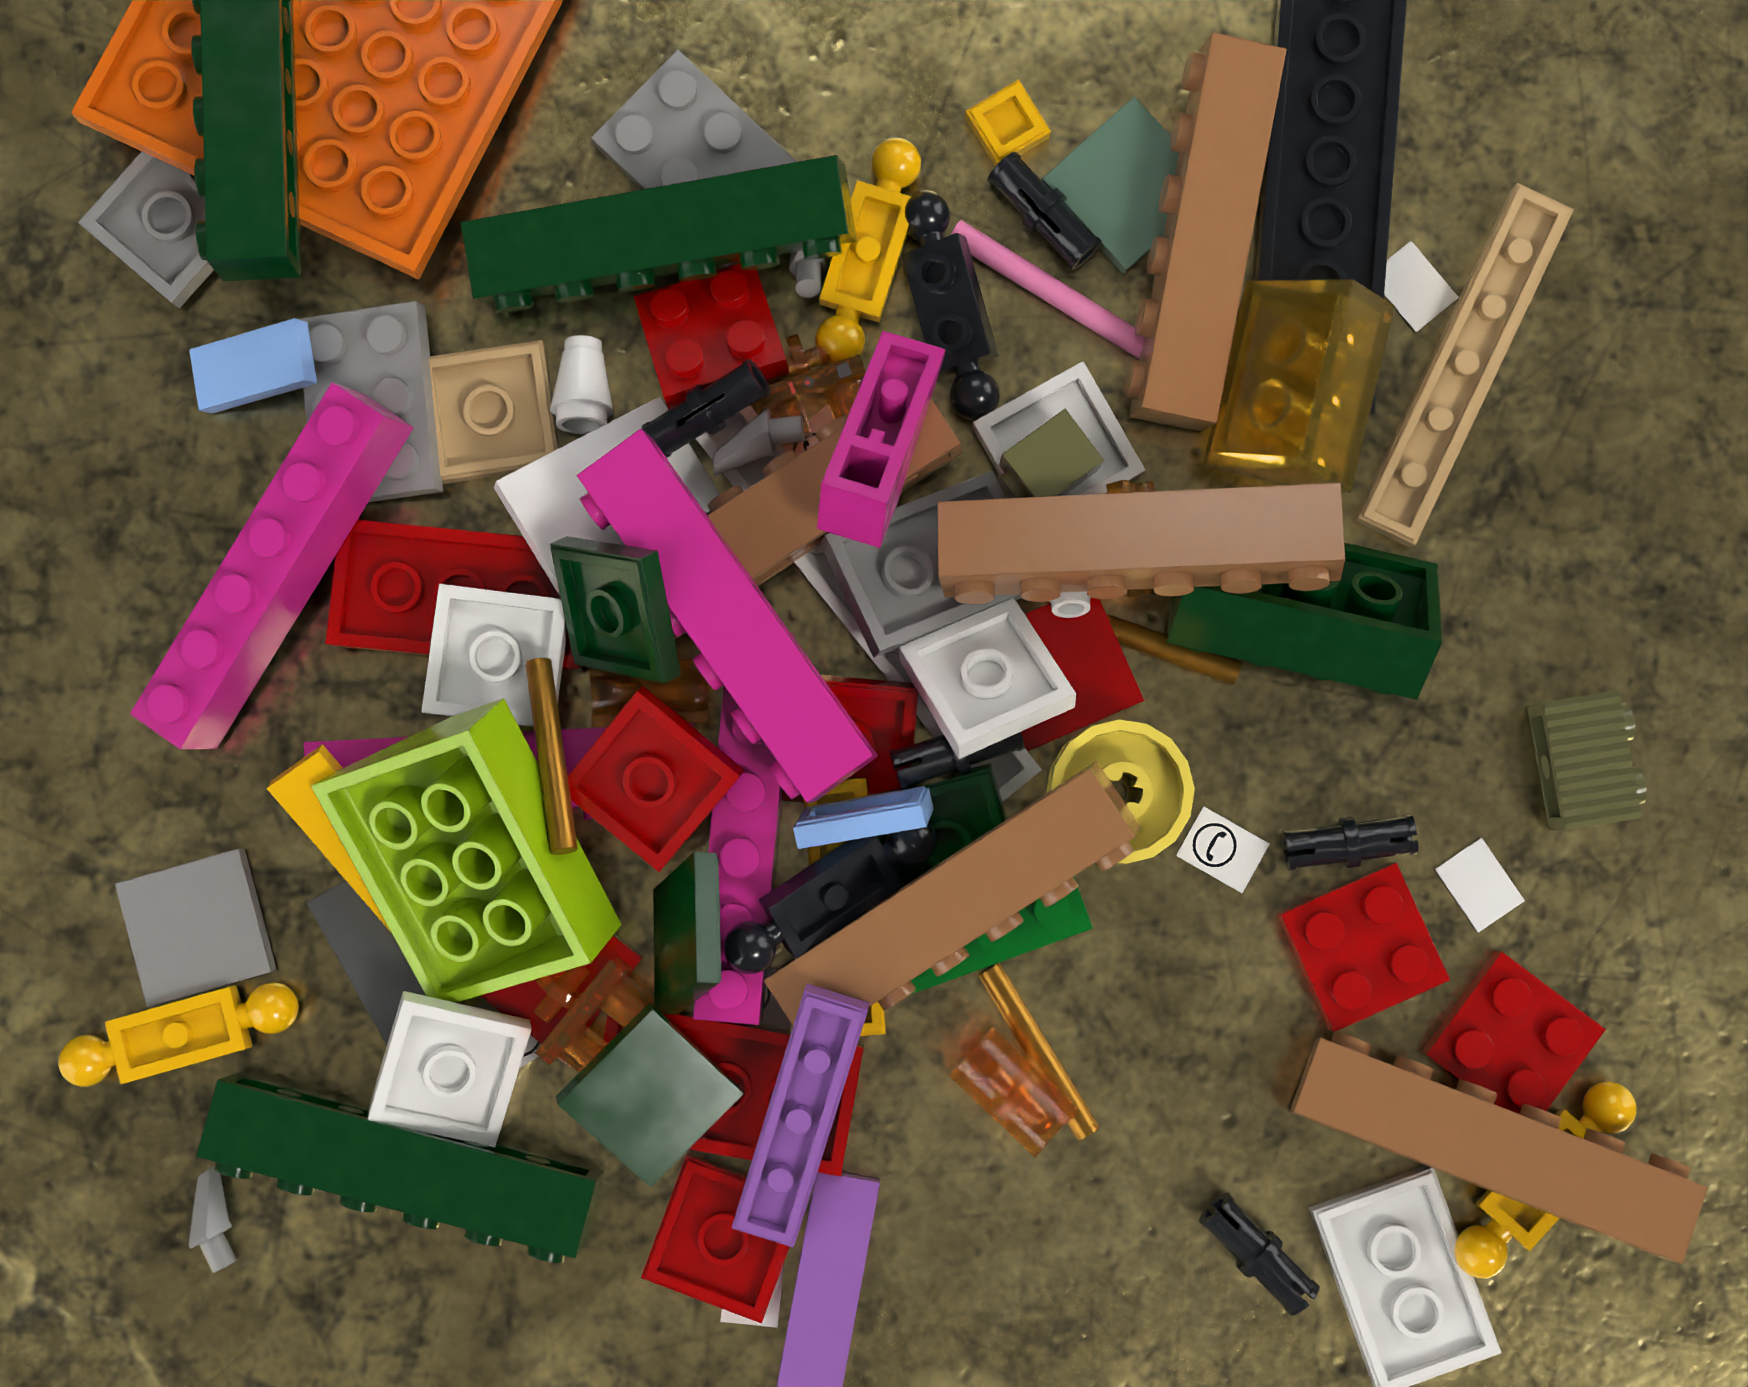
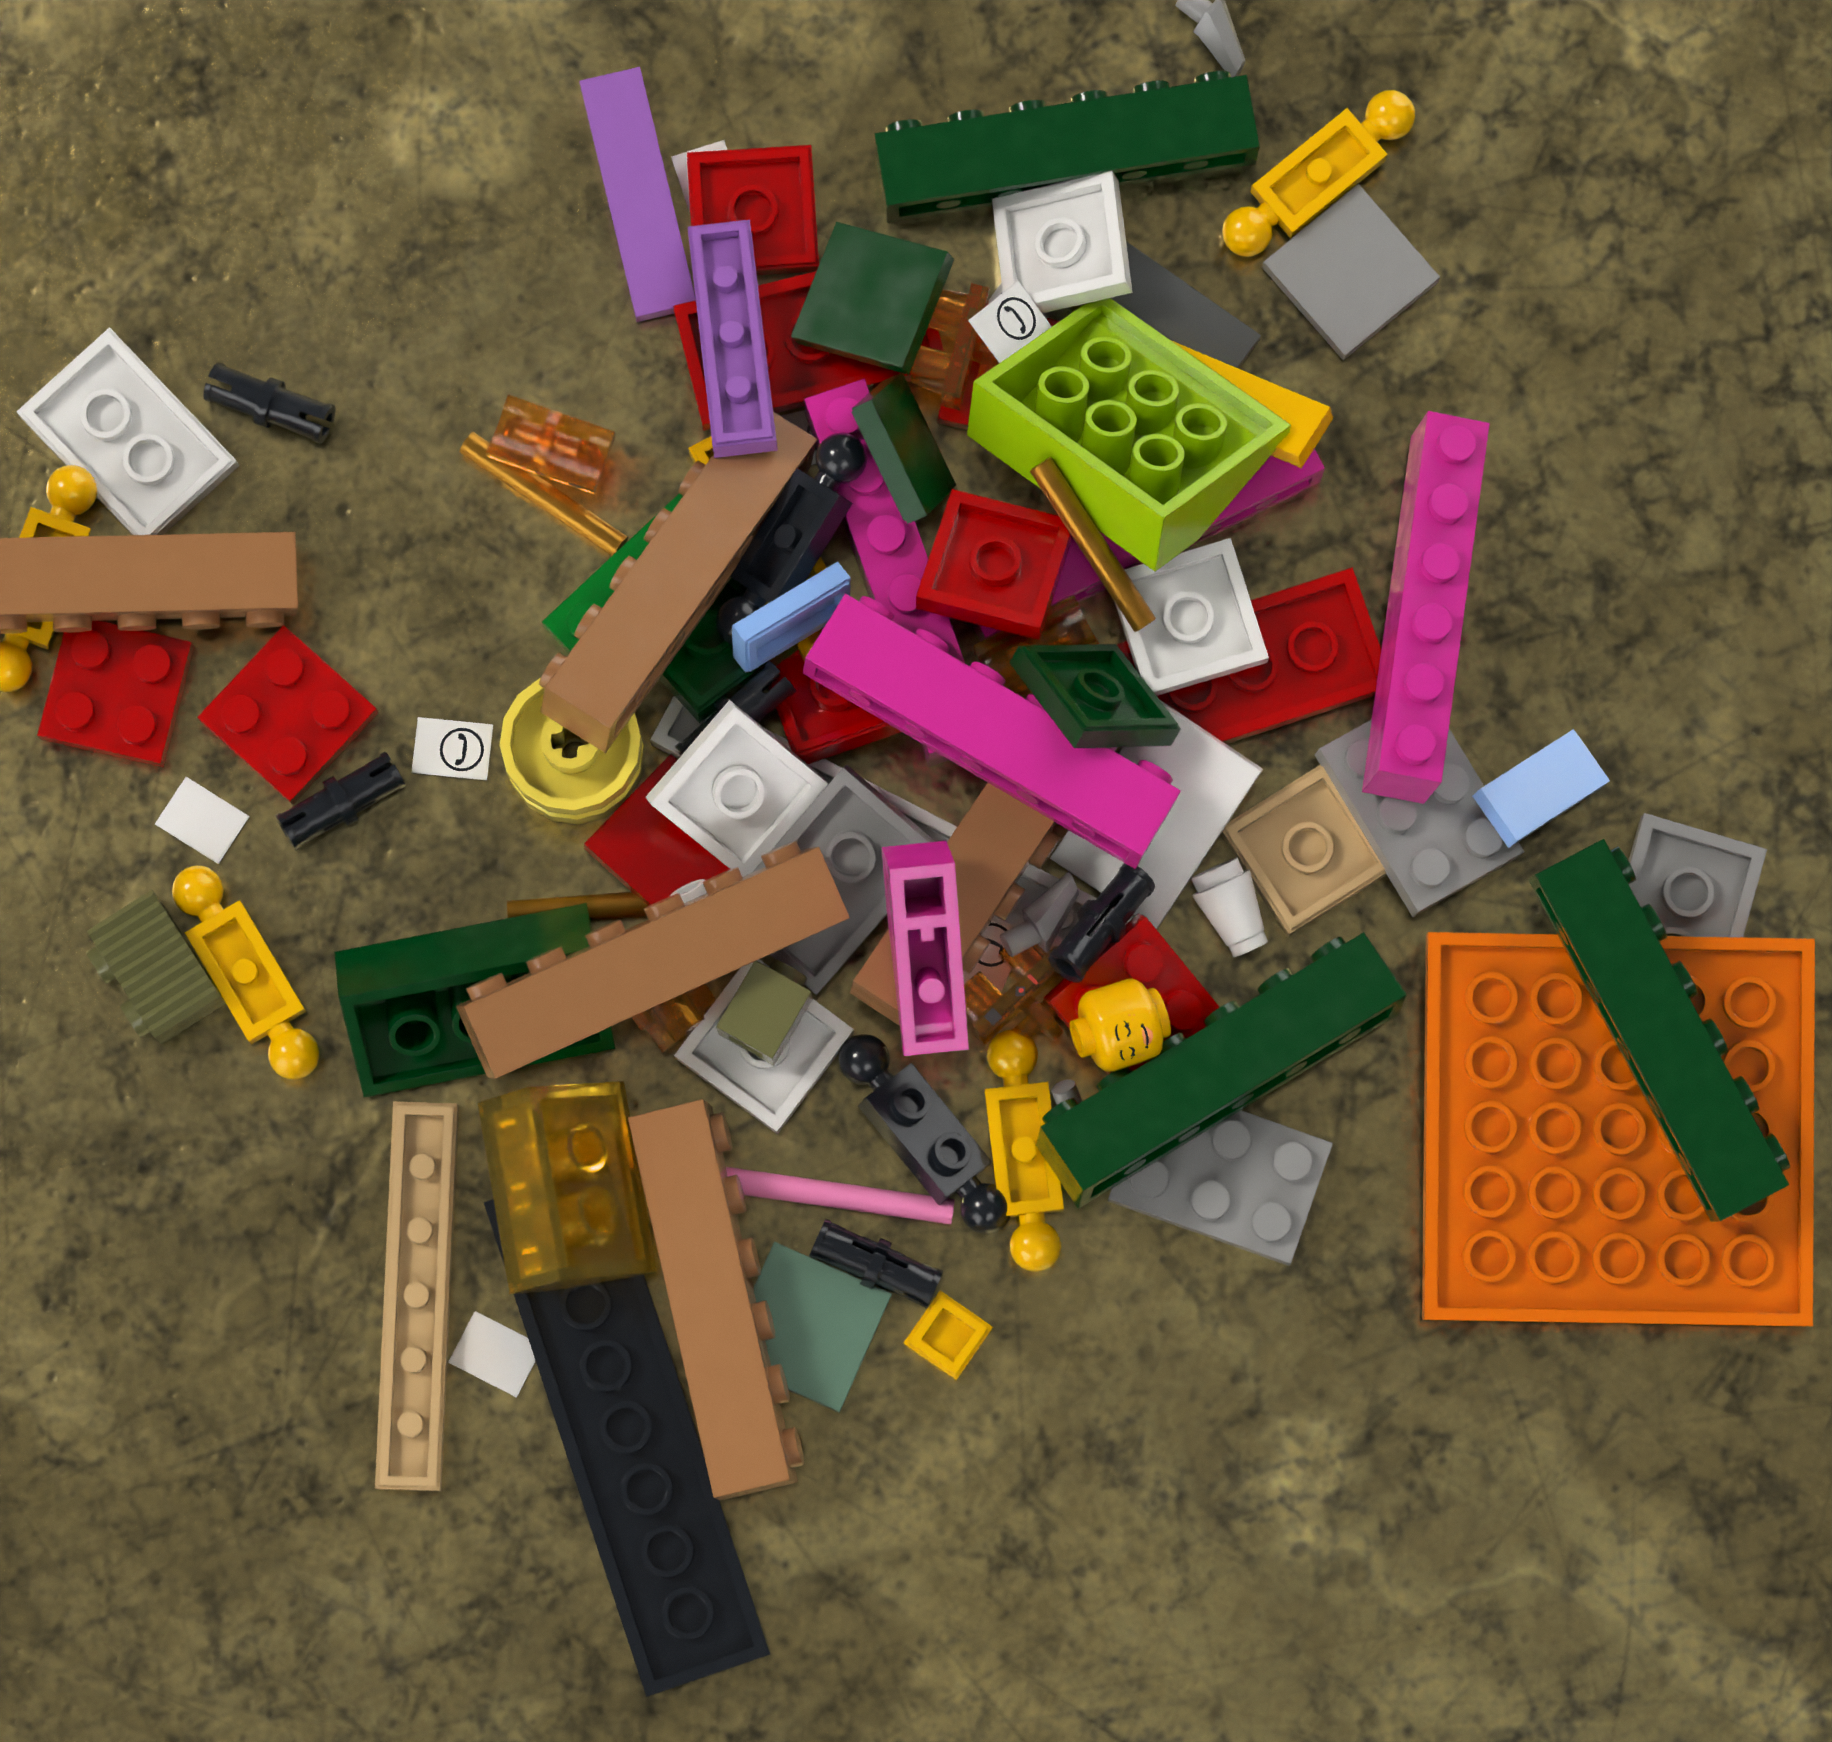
camera: 155 degrees right, 5 degrees down
(531, 1010) = (1009, 322): none -> white sticker
(732, 300) = (1120, 1025): none -> yellow head
(1502, 721) = (245, 972): none -> yellow plate

